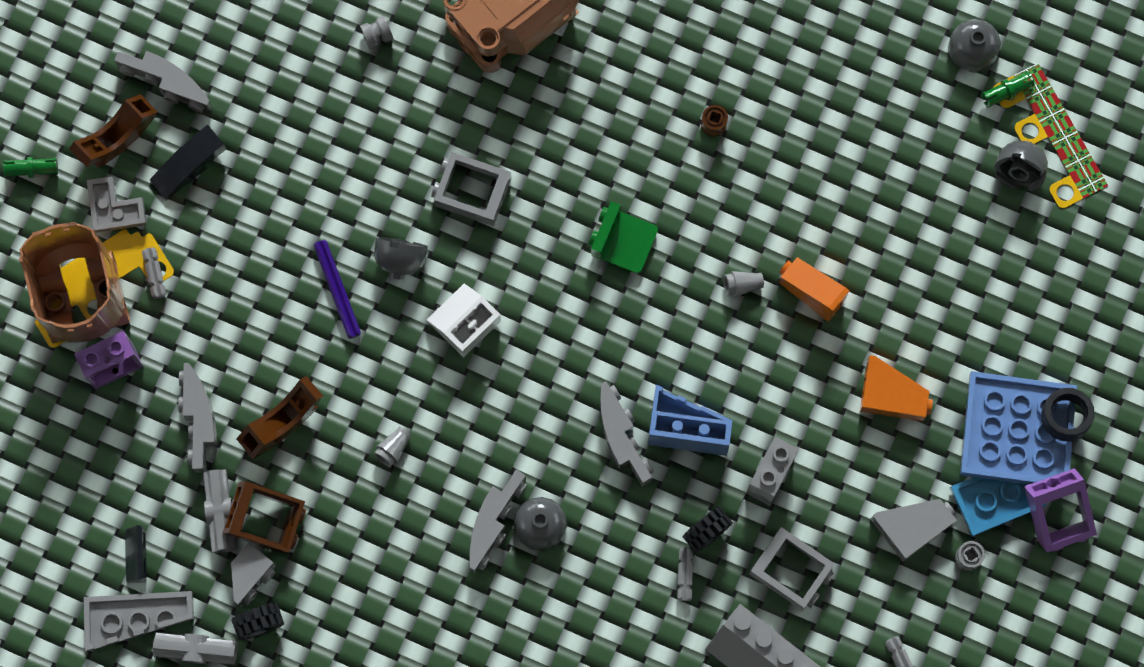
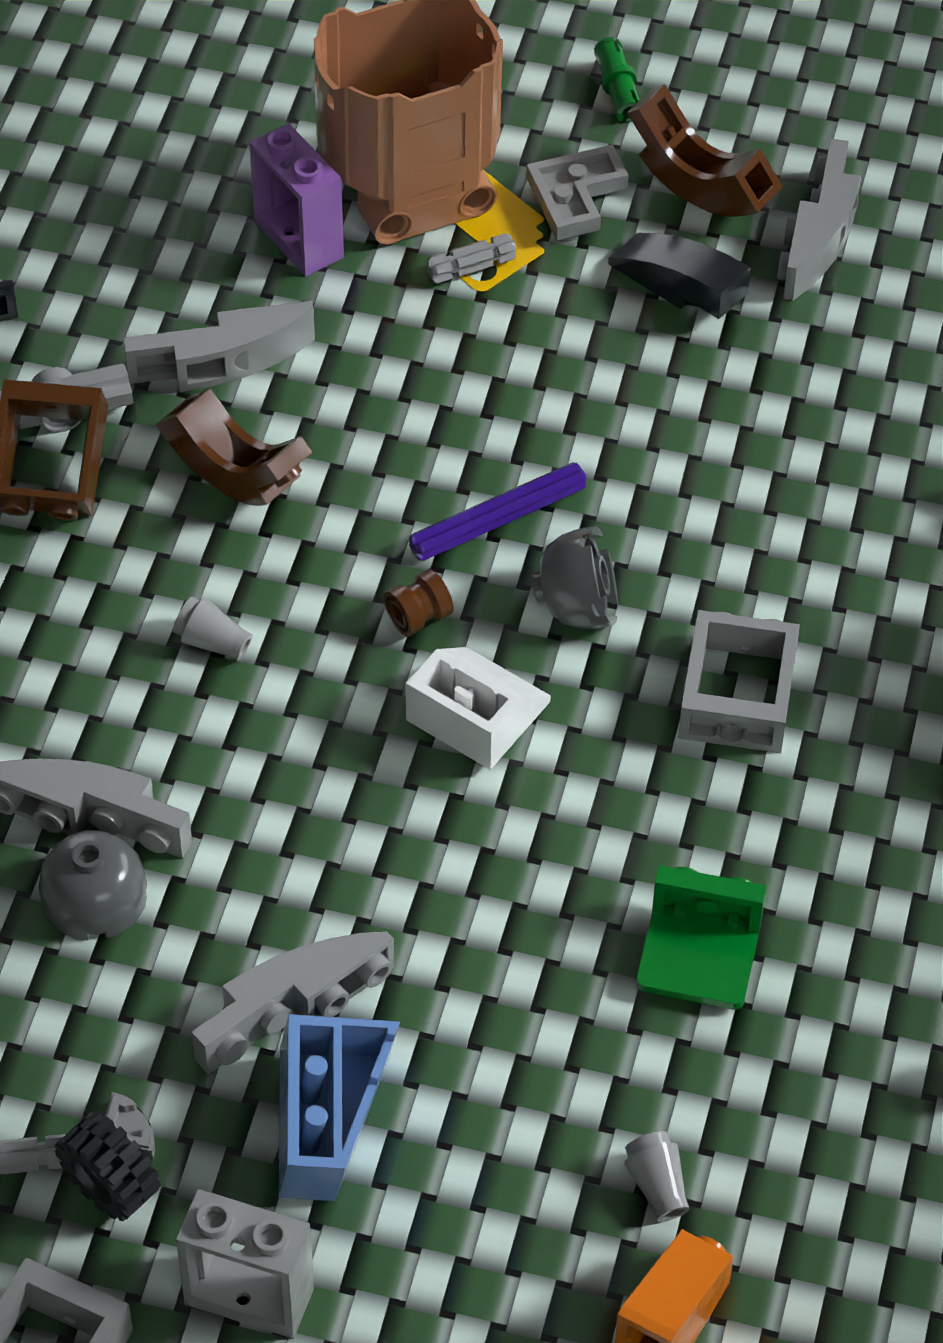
camera: 80 degrees right, 25 degrees down
(395, 339) = (418, 602): none -> reddish brown wheel
(677, 521) = (138, 1128): none -> light grey tile

